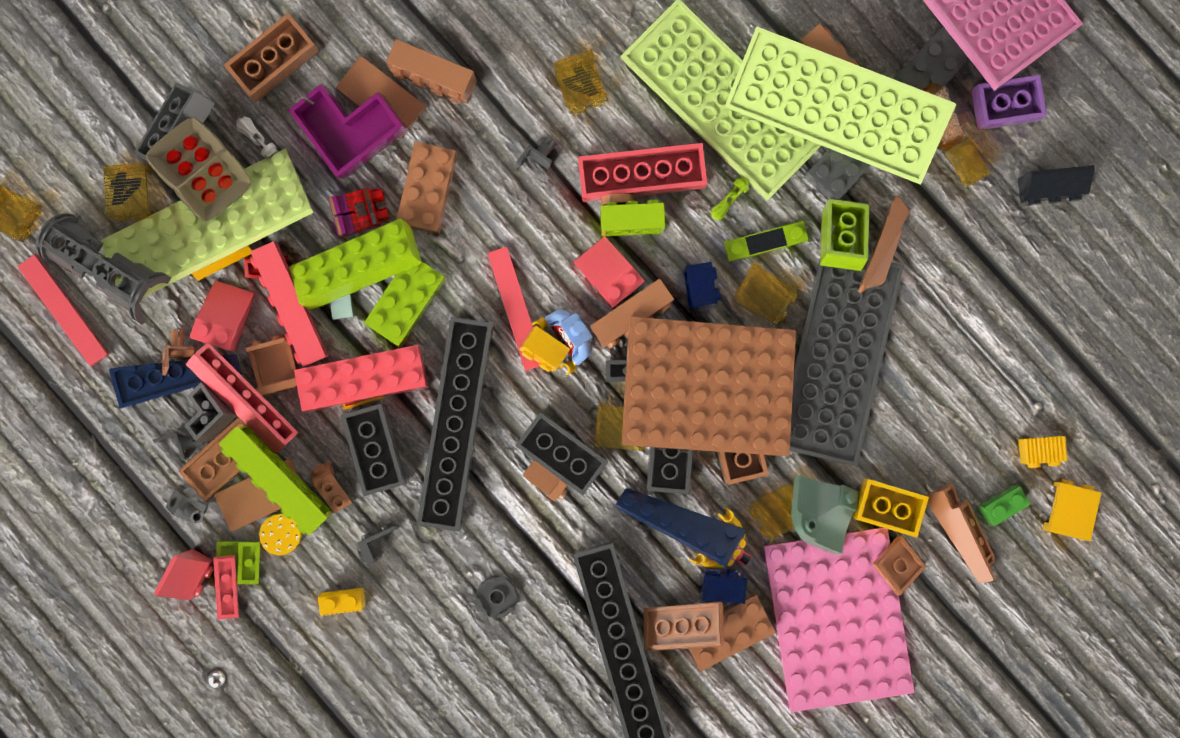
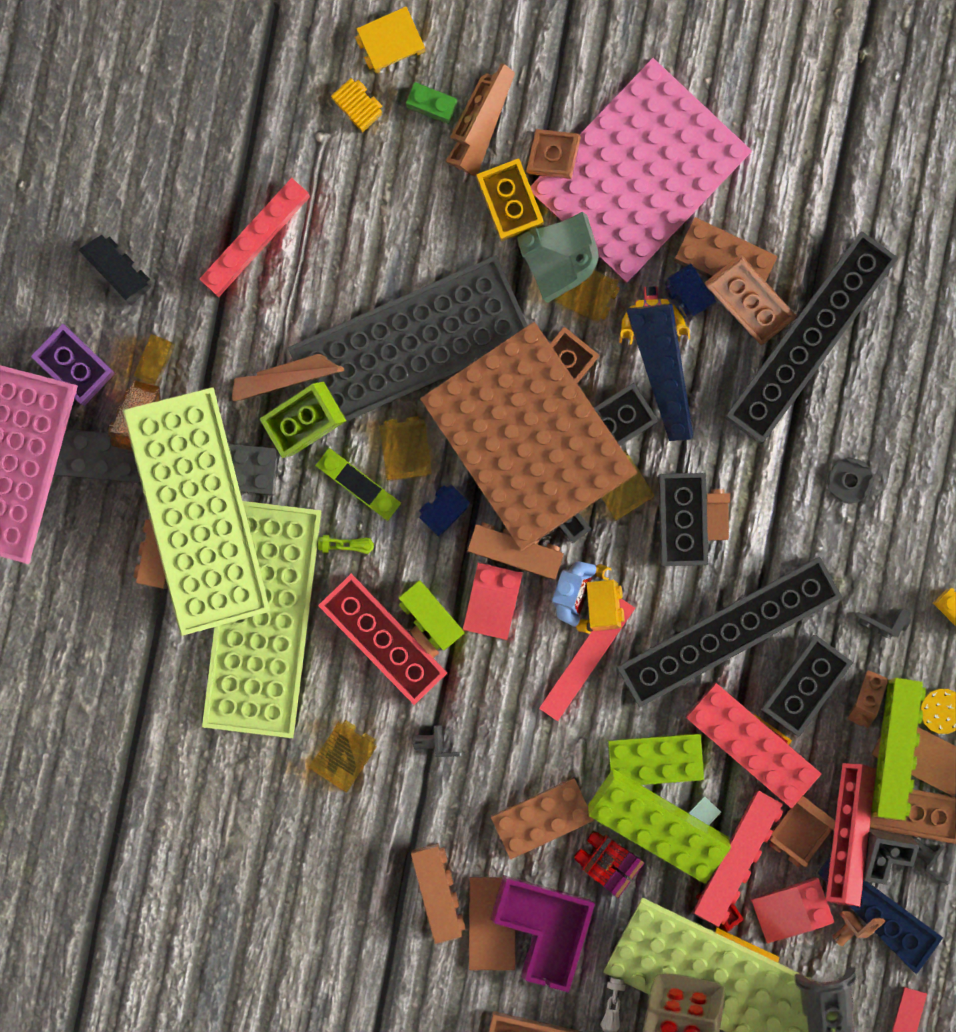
camera: 120 degrees left, 0 degrees up
(1001, 302) = (255, 237): none -> coral brick

